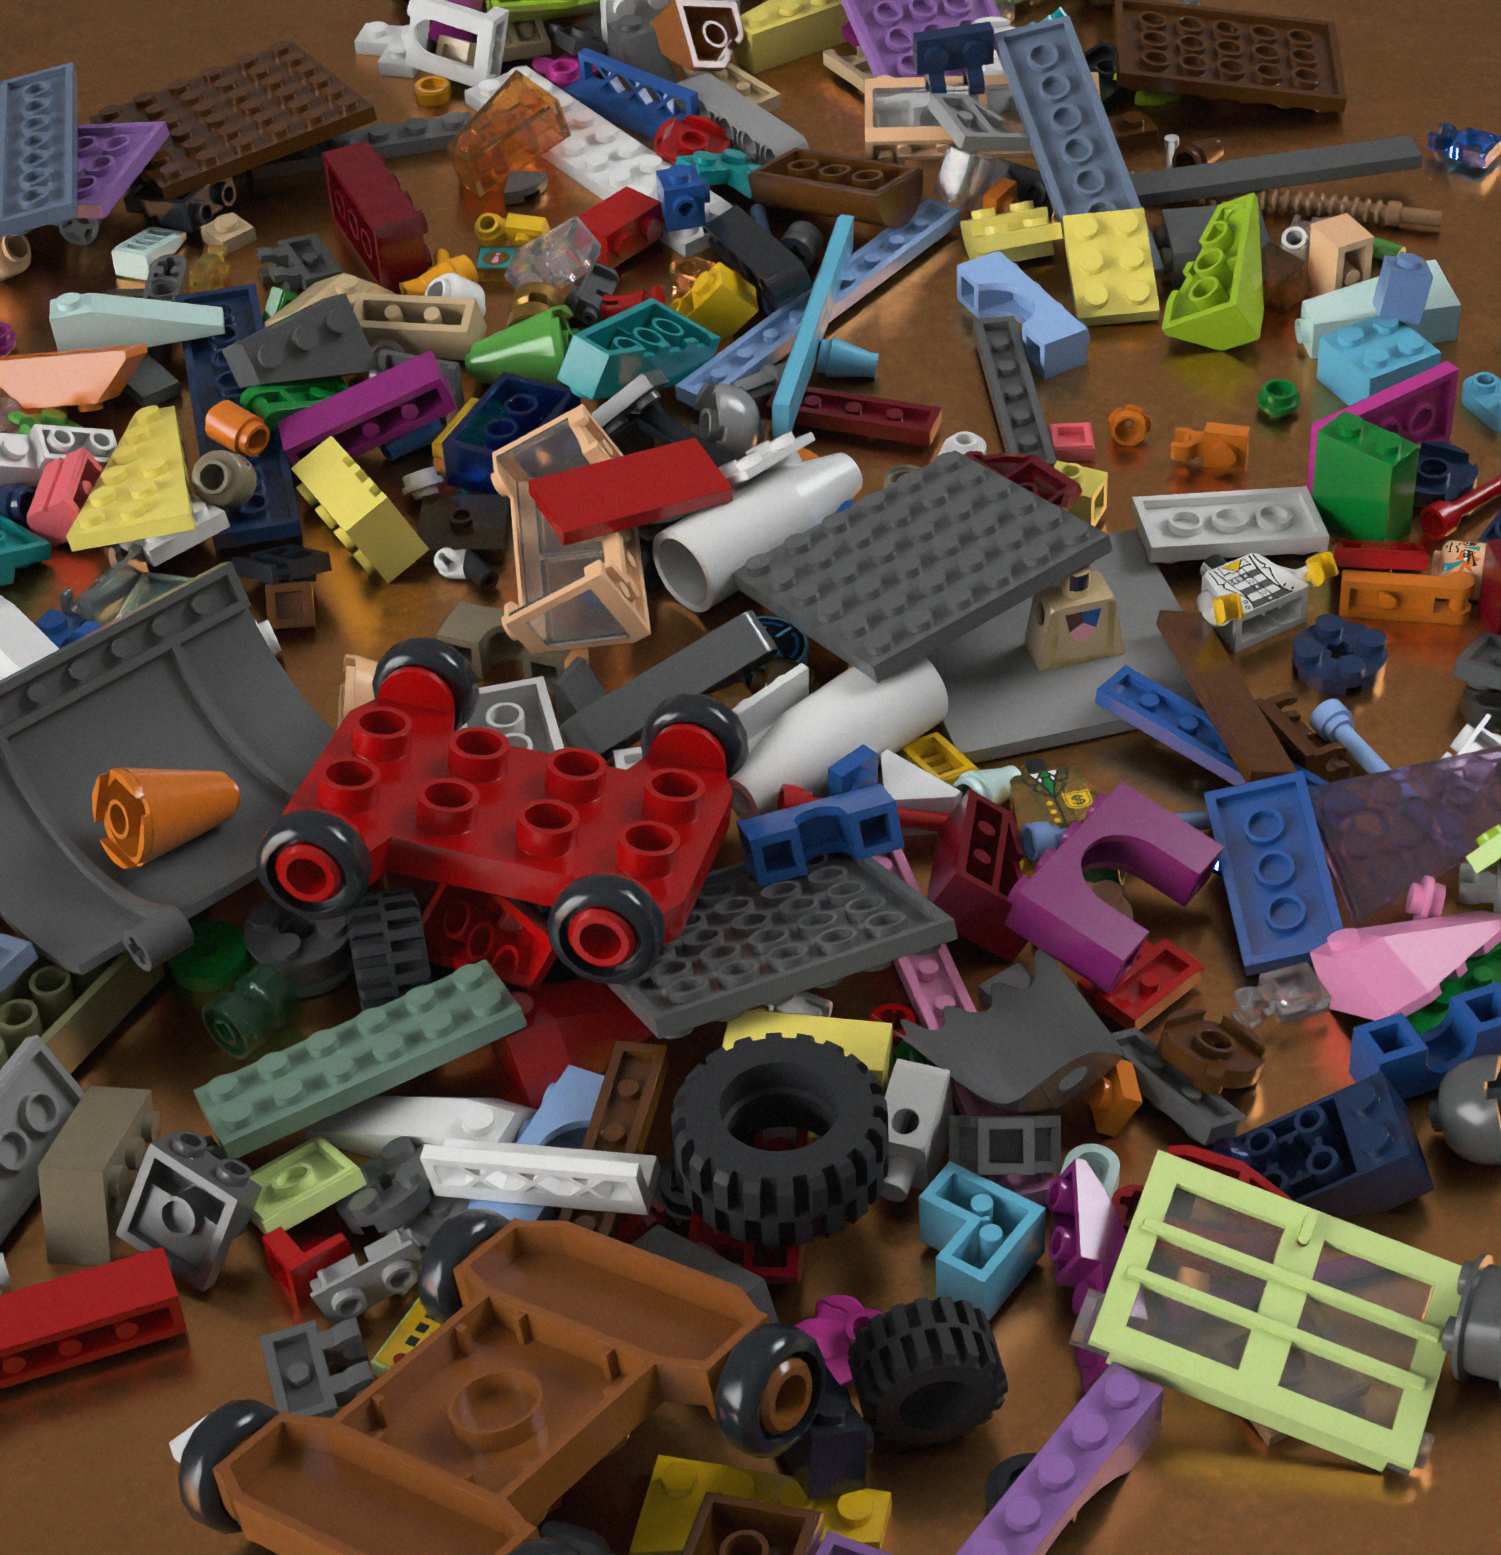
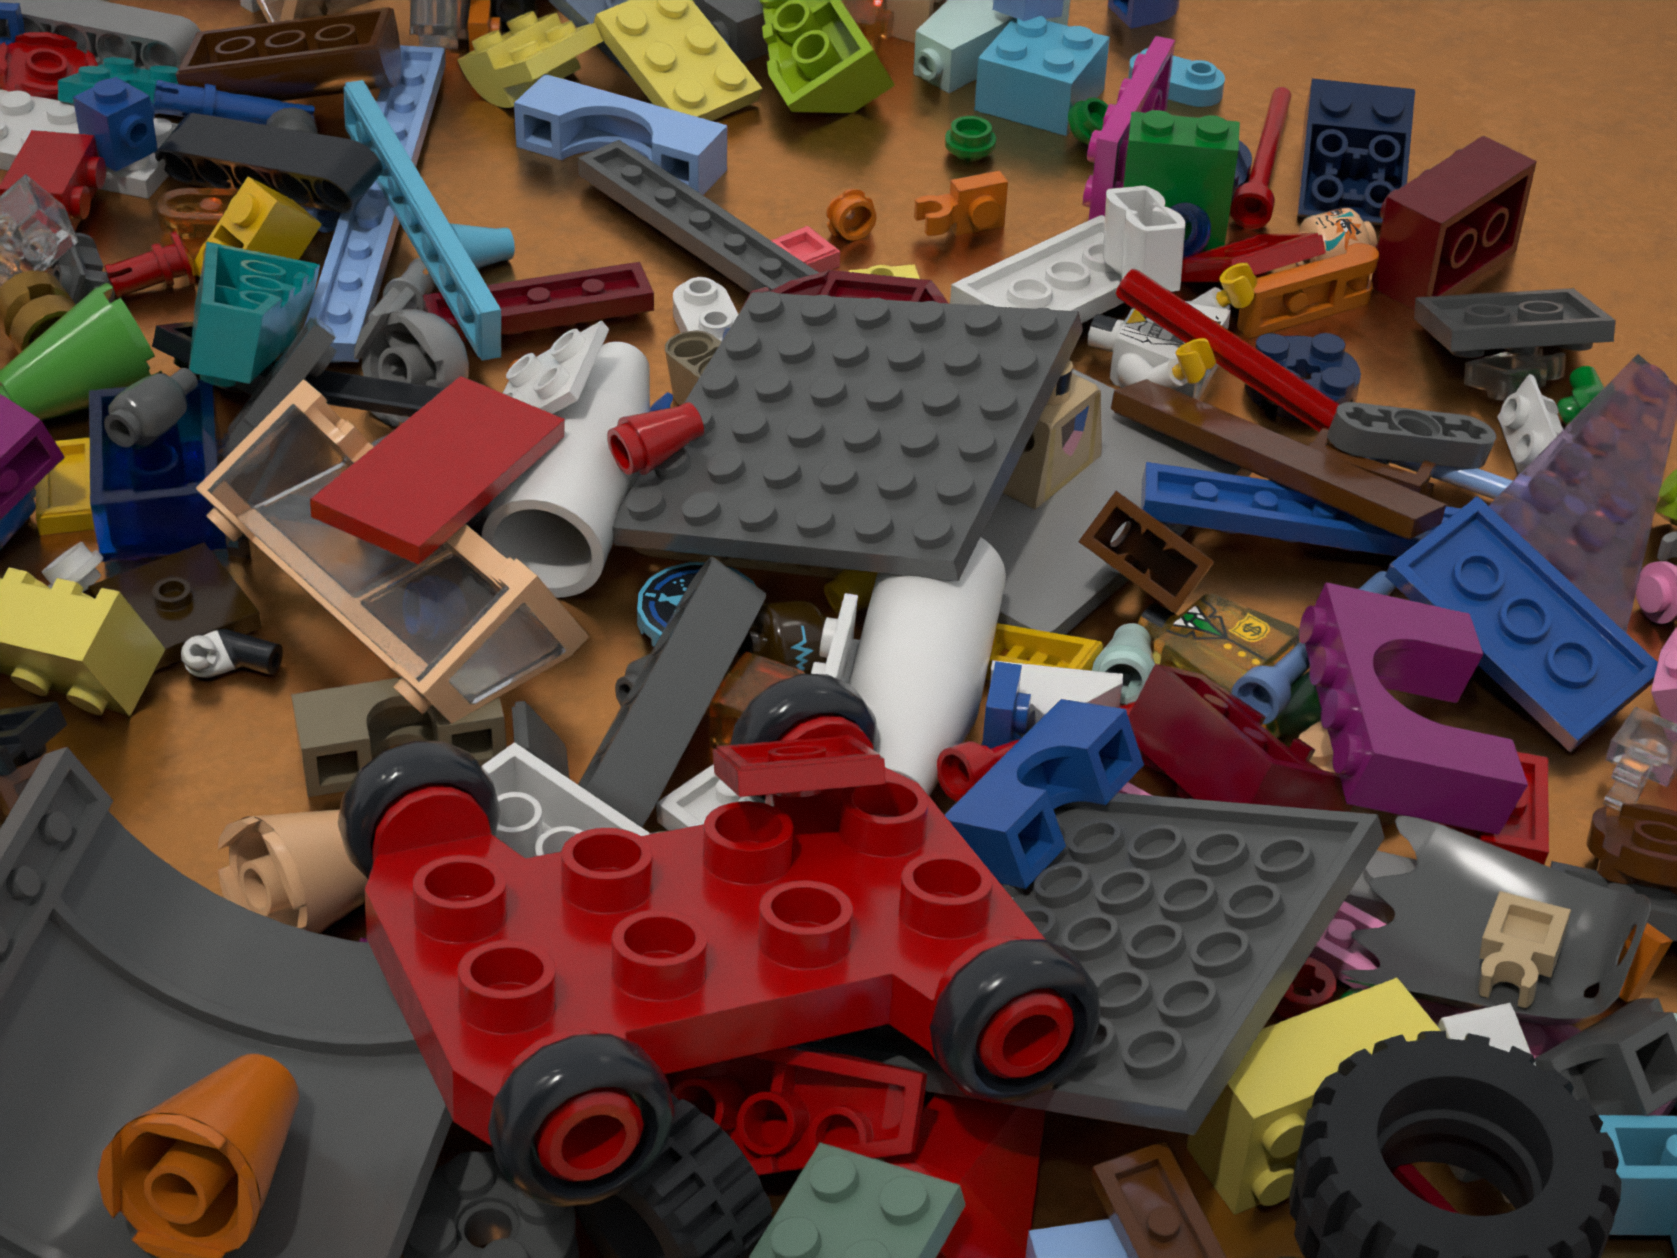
camera: 40 degrees left, 0 degrees up
(516, 394) = (149, 408): none -> dark grey plant
(636, 742) = (798, 766): none -> red plate
(762, 204) = (182, 99): none -> blue pin
(788, 521) = (650, 438): none -> red cone
(1027, 1052) = (1521, 943): none -> tan plate
(1059, 732) = (1146, 552): none -> reddish brown torso
(1270, 617) = (1228, 349): none -> red axle
(1275, 510) = (1143, 235): none -> white brick
(1303, 701) = (1411, 435): none -> dark grey beam
(1344, 516) = (1200, 227): none -> clear blue plate

